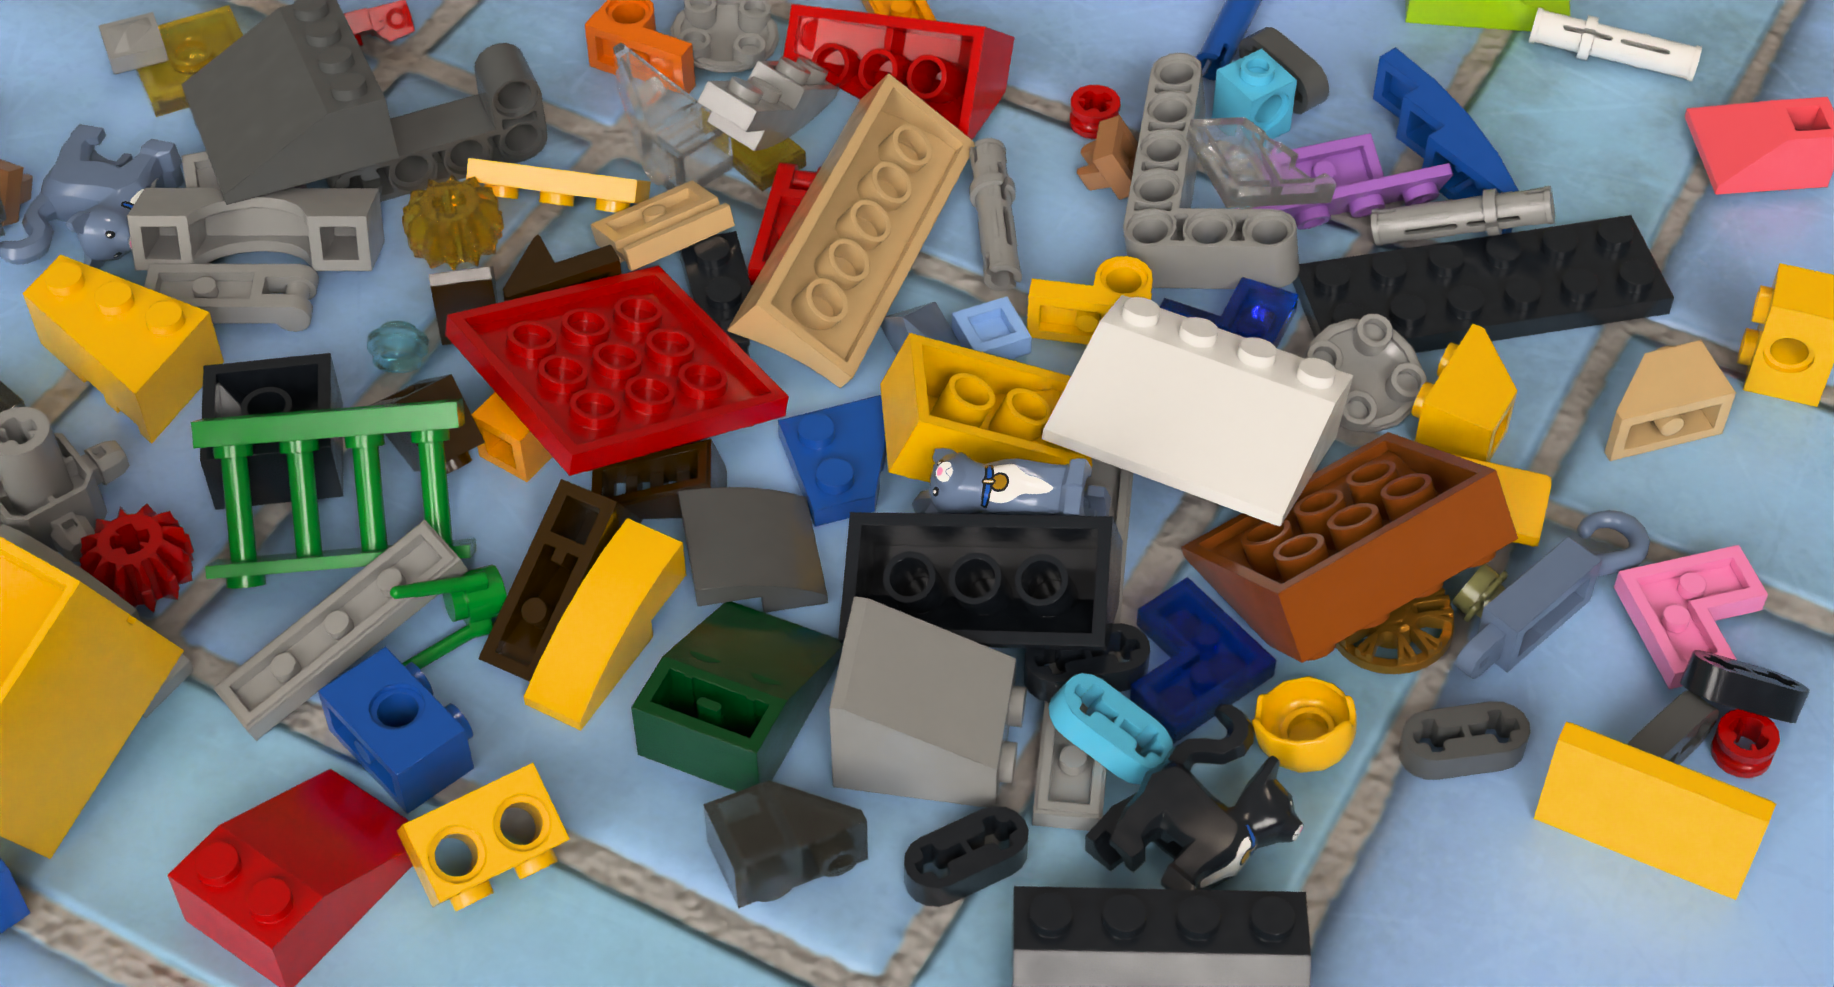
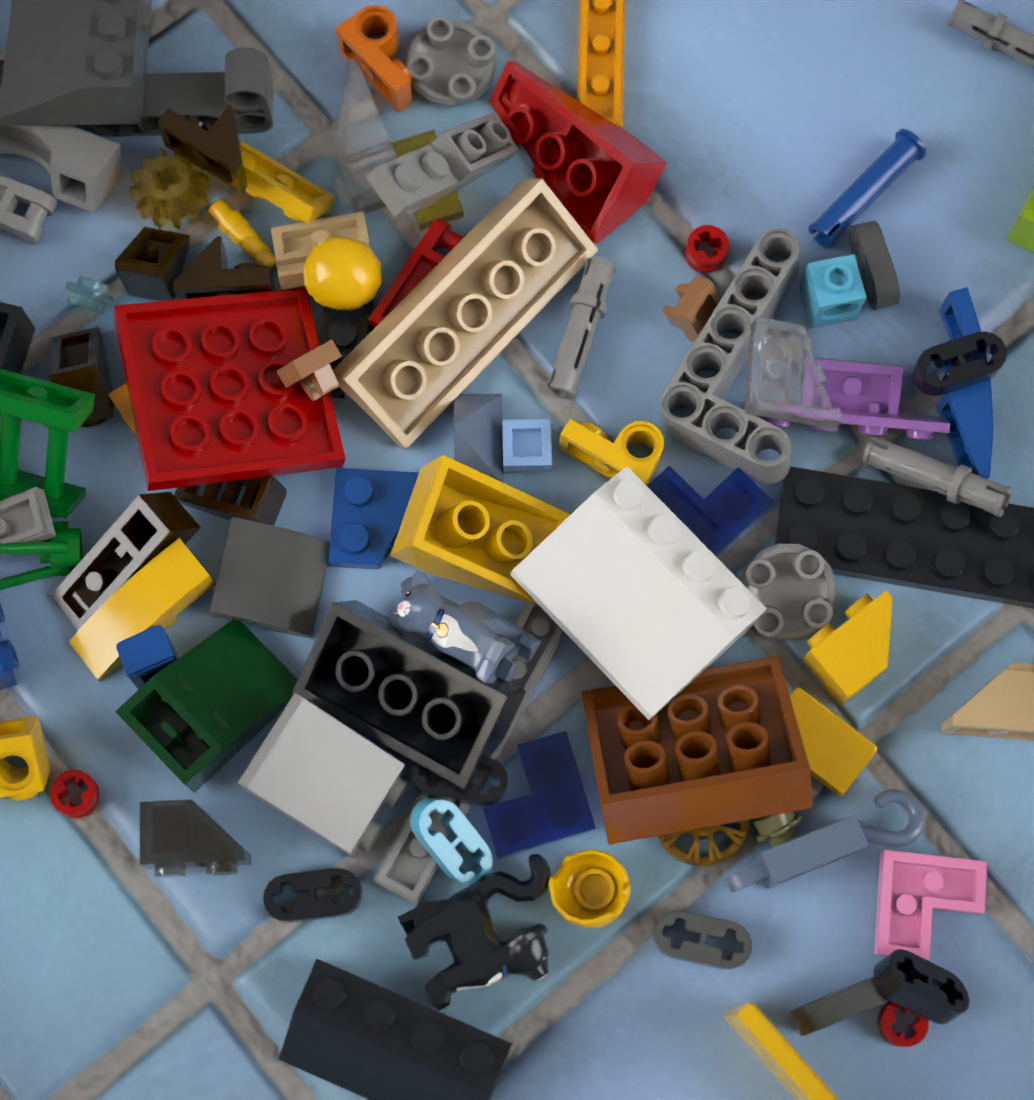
camera: 20 degrees right, 25 degrees up
(494, 151) = (212, 150): none -> dark brown slope
(559, 244) = (241, 233): none -> yellow animal
(606, 871) = (60, 790): none -> red bush
(632, 659) = (146, 654): none -> blue slope
(701, 221) = (342, 273): none -> yellow hair
(709, 312) = (313, 371): none -> medium nougat tile
(1436, 110) = (955, 354): none -> black beam

